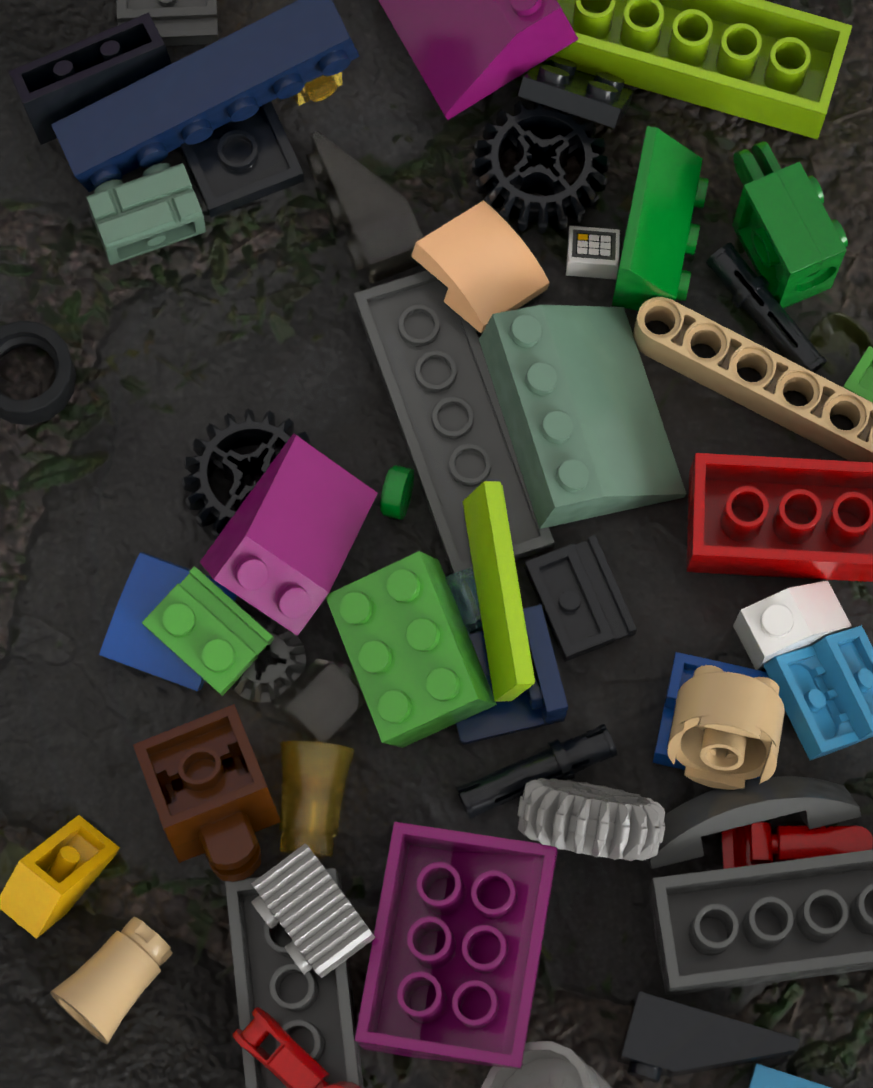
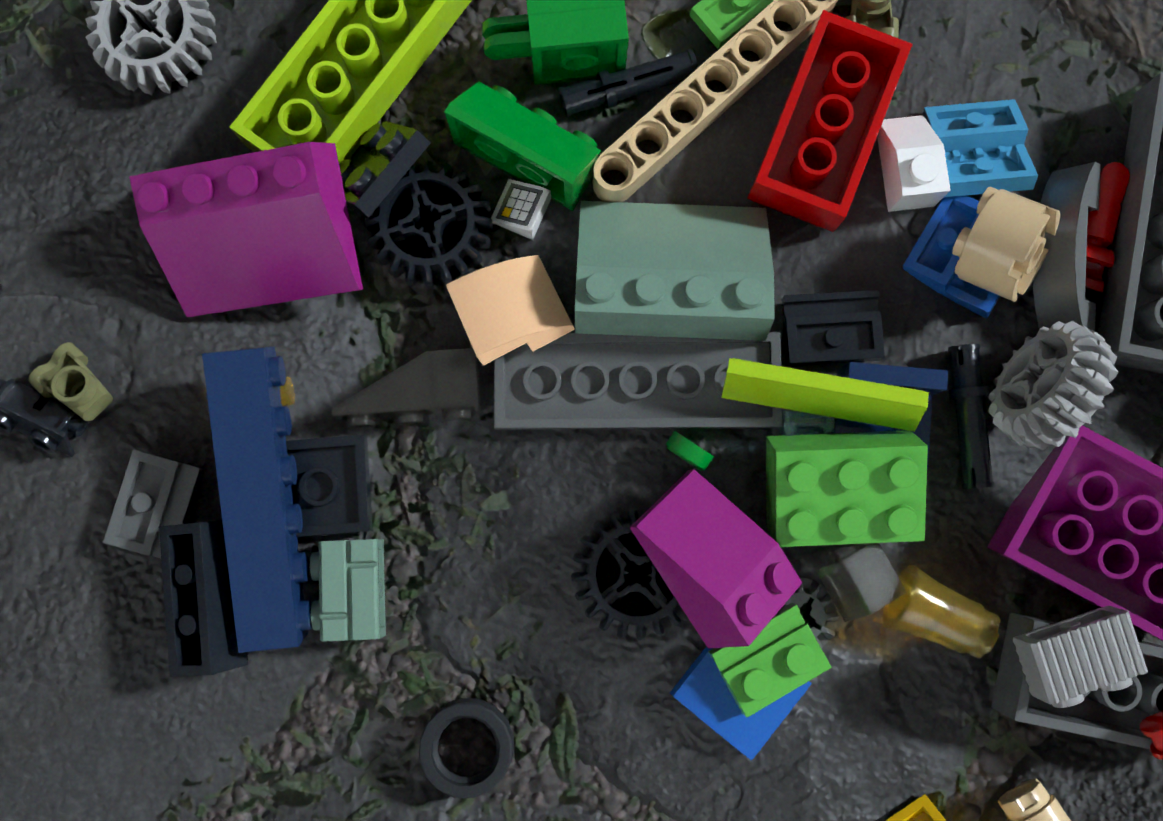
camera: 70 degrees left, 10 degrees up
(209, 792) = (923, 708): reddish brown brick -> none

